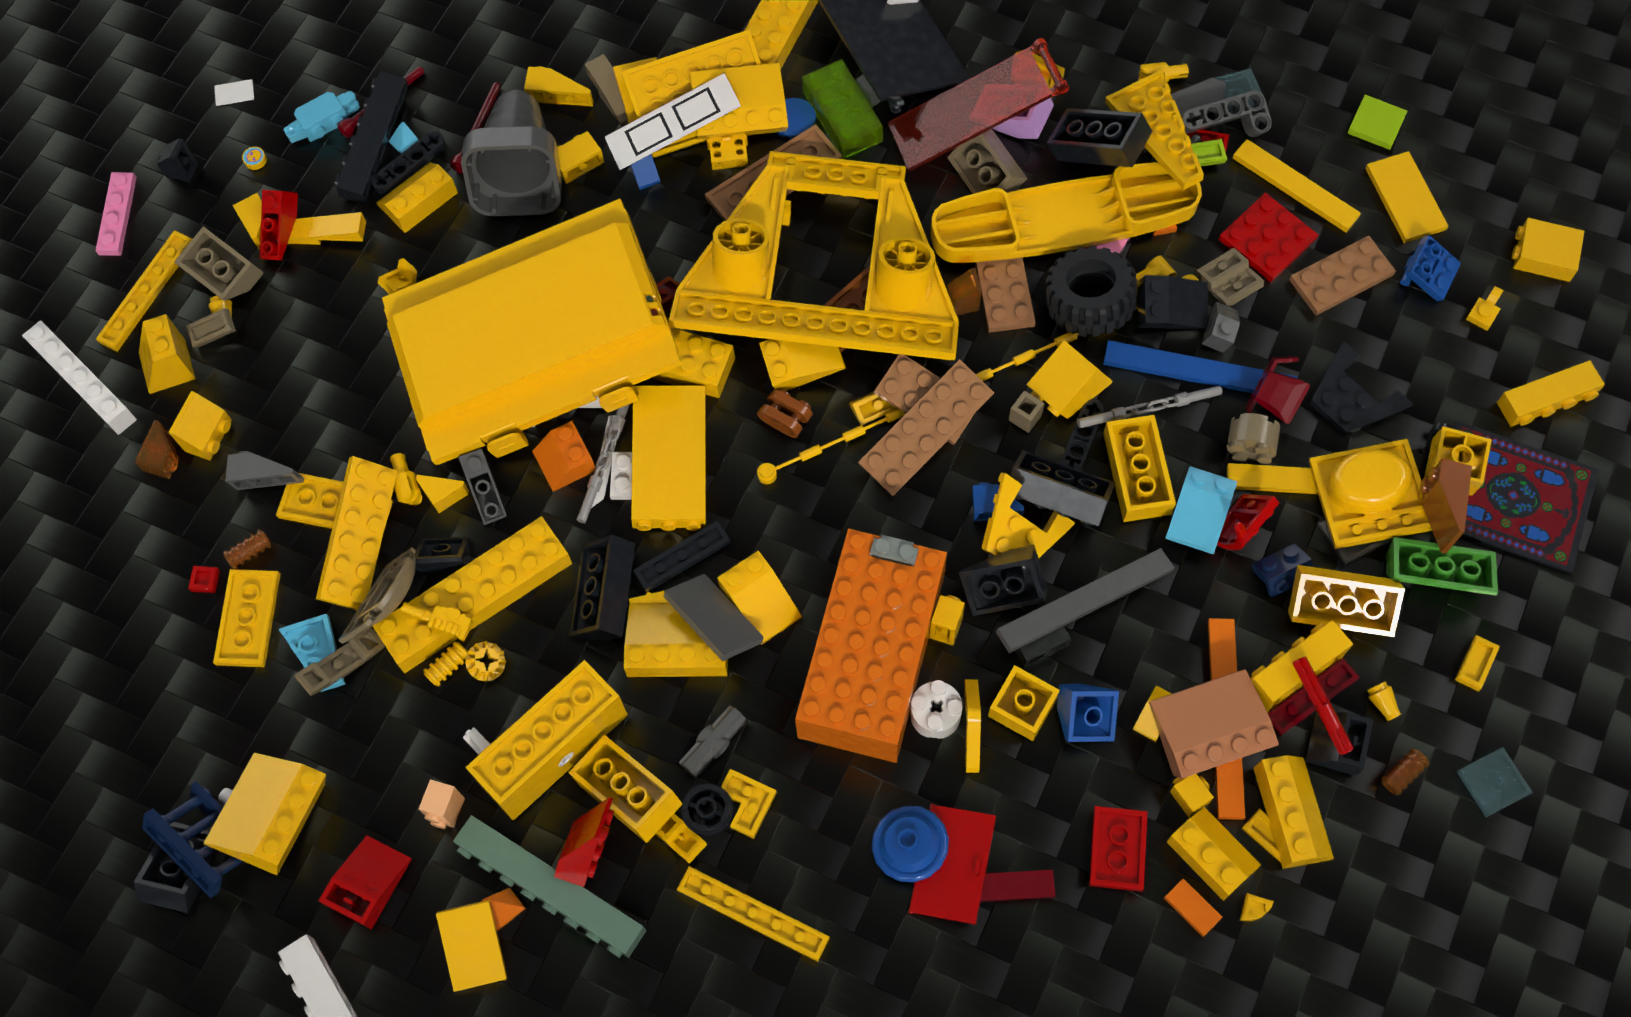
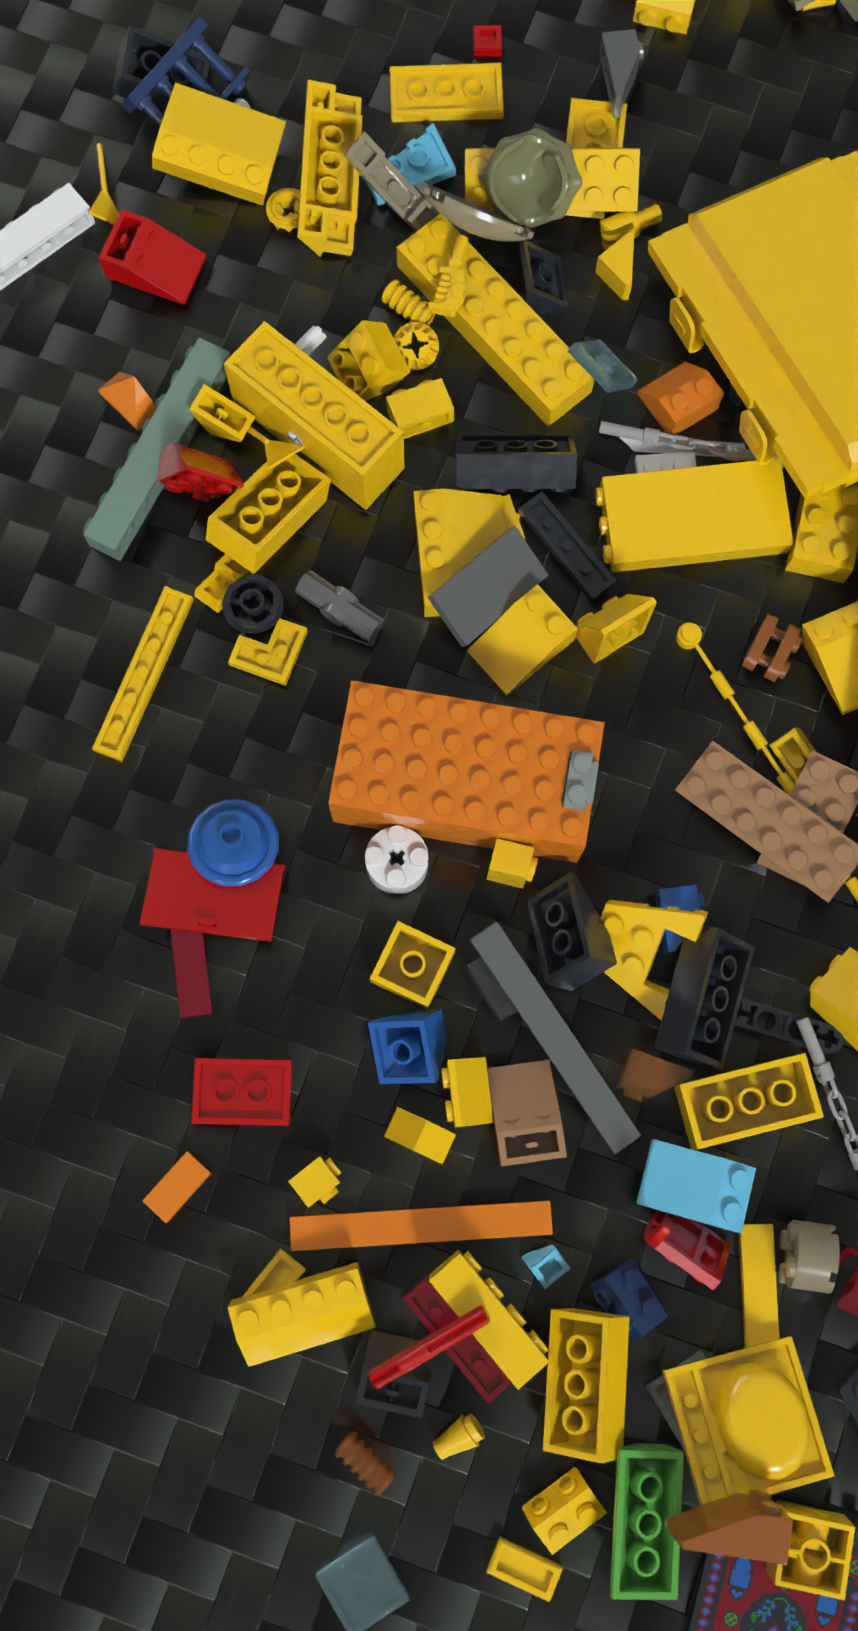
camera: 80 degrees right, 10 degrees up
(247, 549) = (525, 75): clear orange piece -> none
(306, 924) = (103, 206): none -> yellow piece
(307, 717) = (327, 177): none -> yellow slope
(335, 748) = (275, 208): none -> yellow gear
(359, 545) = (532, 178): none -> olive piece
(441, 804) = (237, 316): light nougat brick -> none
(471, 945) = (87, 375): yellow tile -> none
(483, 486) = (633, 310): dark grey slope -> none
(495, 701) = (369, 360): none -> yellow slope
(529, 826) = (220, 415): none -> yellow slope
(531, 511) = (603, 365): none -> clear light blue tile
(544, 661) = (420, 407): none -> yellow brick
(574, 776) = (275, 450): none -> yellow piece
(756, 522) = (614, 625): none -> yellow slope
(973, 725) = (382, 899): yellow beam -> none
(1026, 411) = (811, 949): dark tan brick -> none
(1116, 537) = (649, 1076): none -> clear orange slope
(1126, 670) = (468, 1092): none -> yellow slope
(1143, 628) = (526, 1113): none -> medium nougat slope
(1212, 724) = (399, 1204): nougat slope -> none
(1213, 853) = (244, 1213): yellow slope -> none
(1255, 907) = (181, 1265): yellow tile -> none
(1256, 627) = (546, 1264): none -> medium azure slope
(1434, 630) = (563, 1510): none -> yellow bracket

